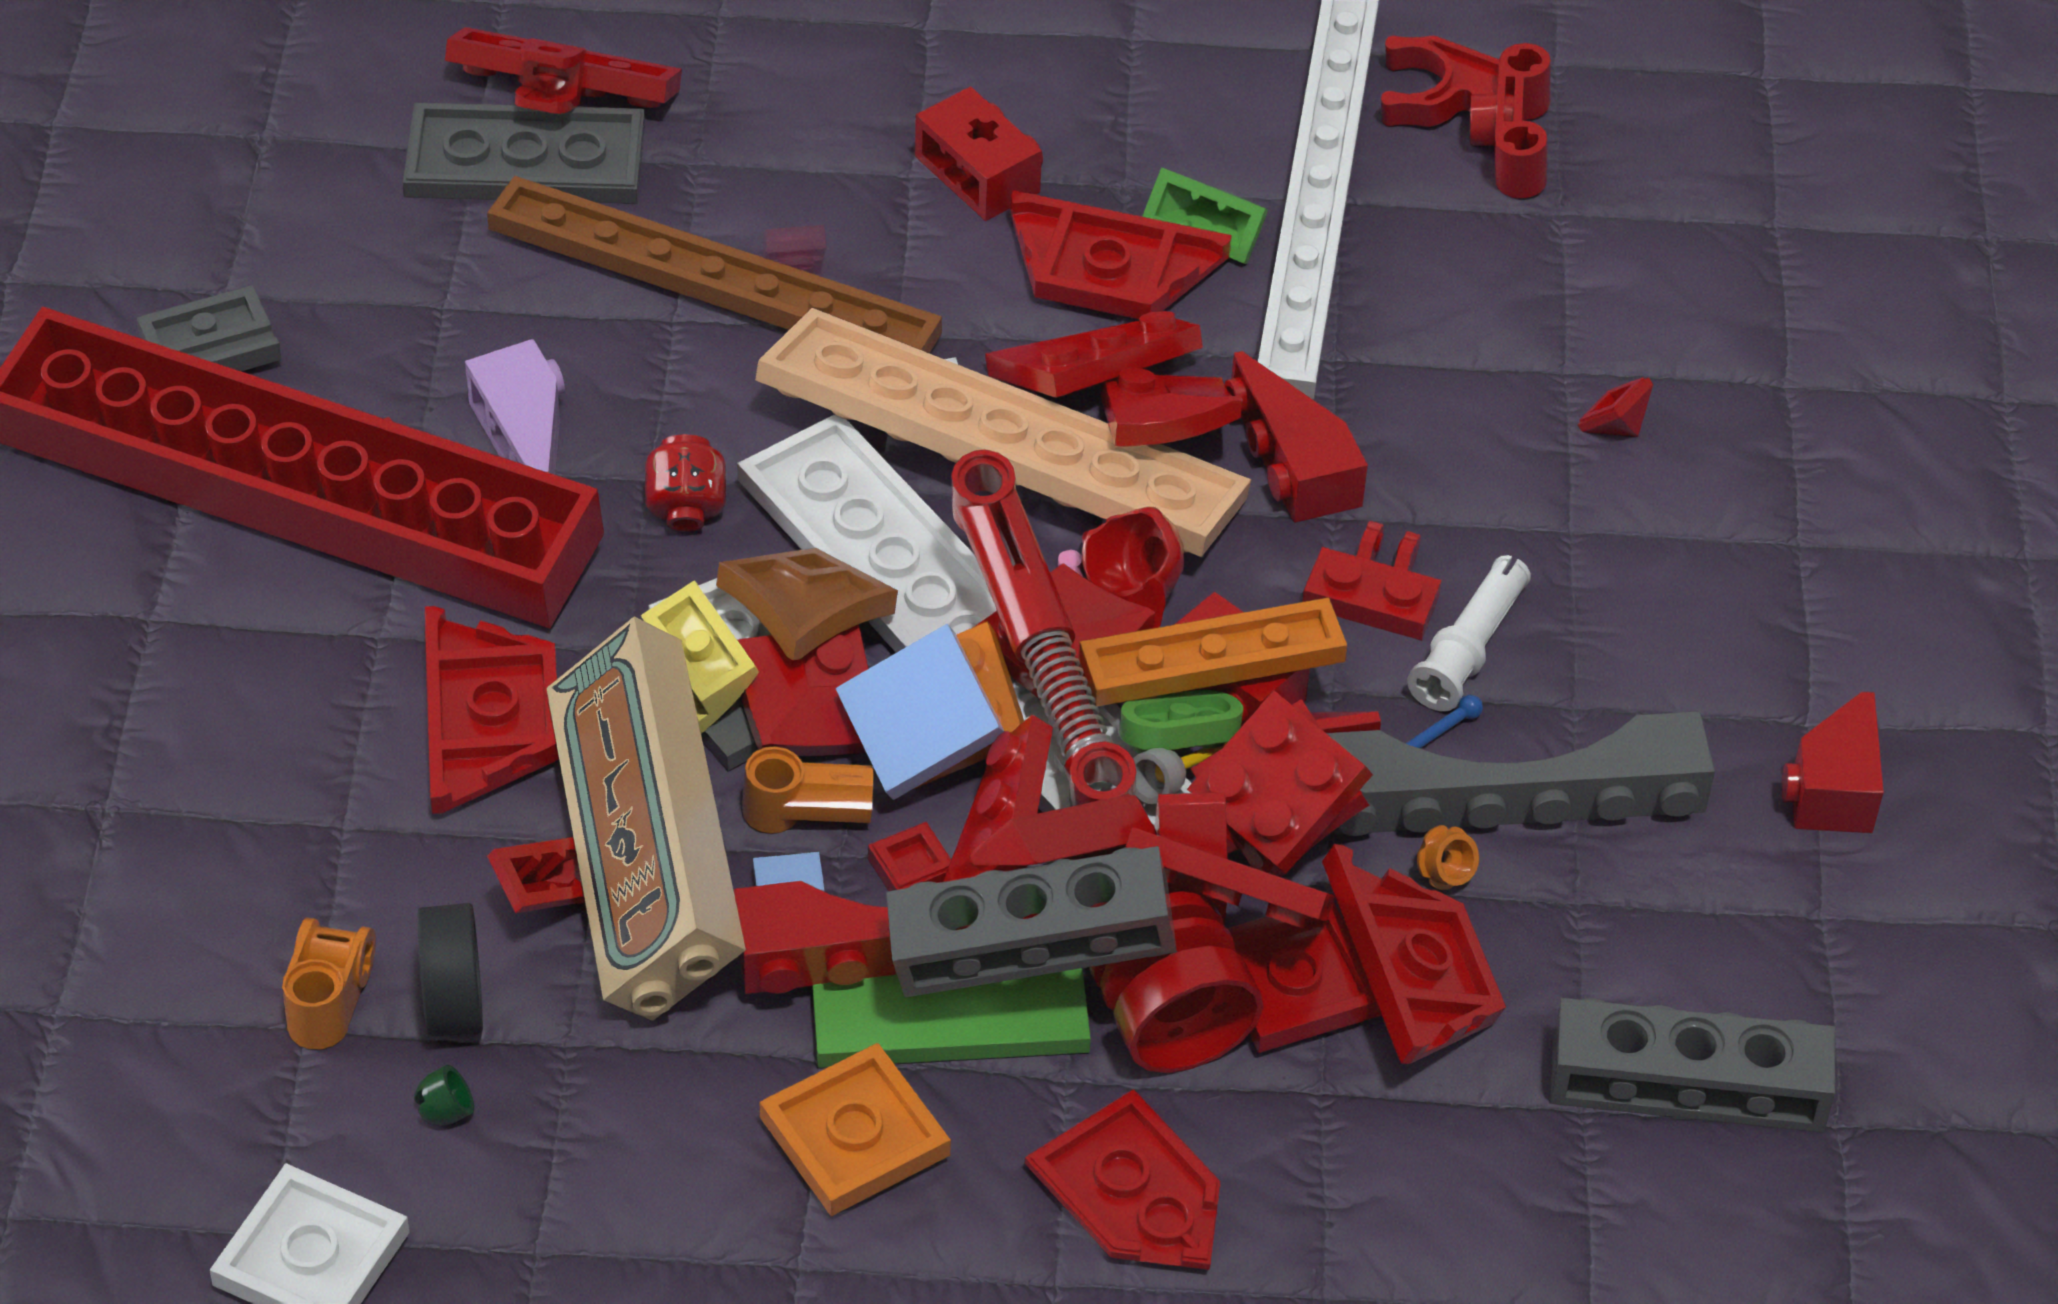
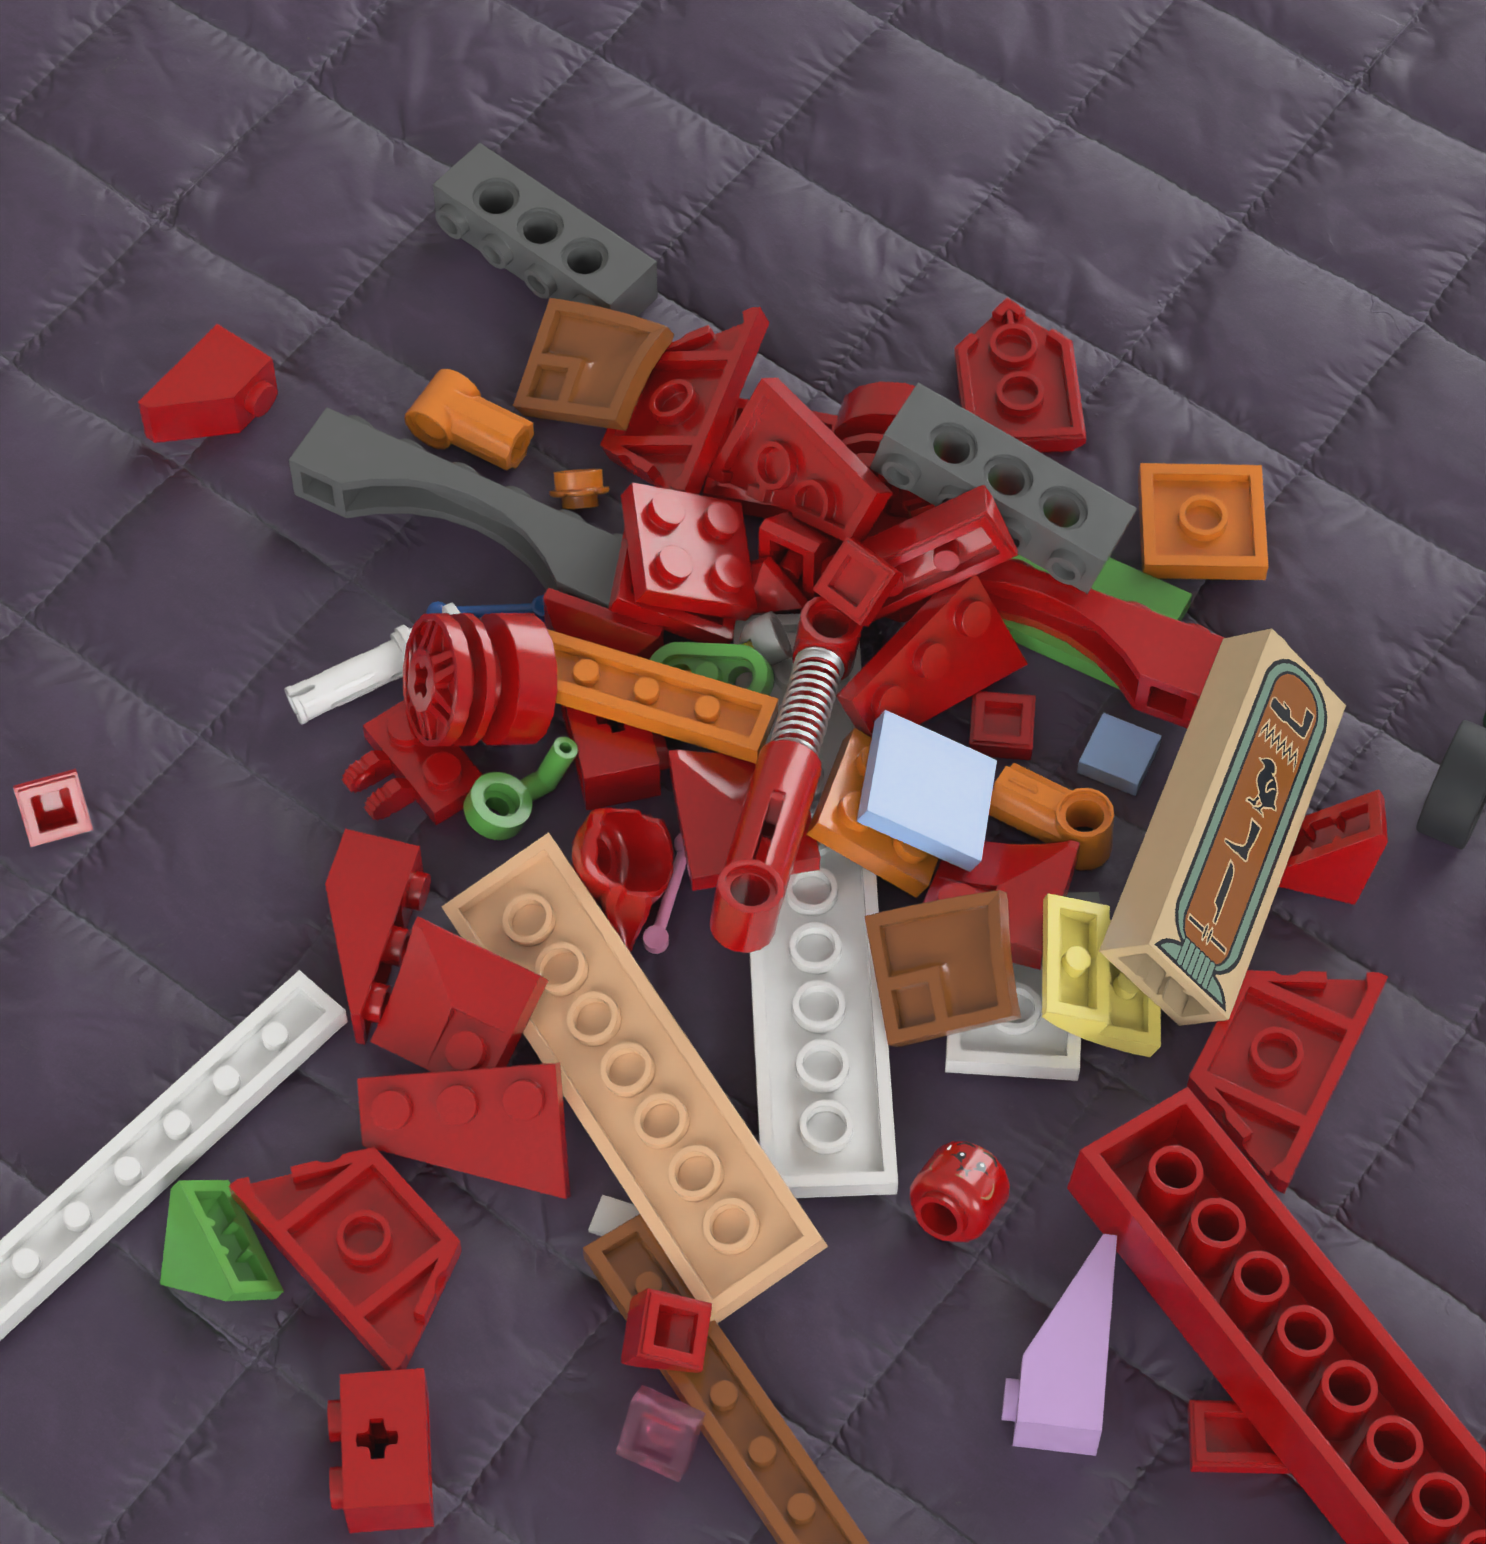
camera: 145 degrees left, 10 degrees up
(833, 281) = (666, 1332): none -> red slope
(1099, 784) = (857, 581): none -> red tile
(1260, 564) = (513, 796): none -> bright green plate
(1369, 589) = (479, 679): none -> red wheel
(1530, 953) = (589, 364): none -> dark orange plate
(1614, 860) = (456, 414): none -> orange piece

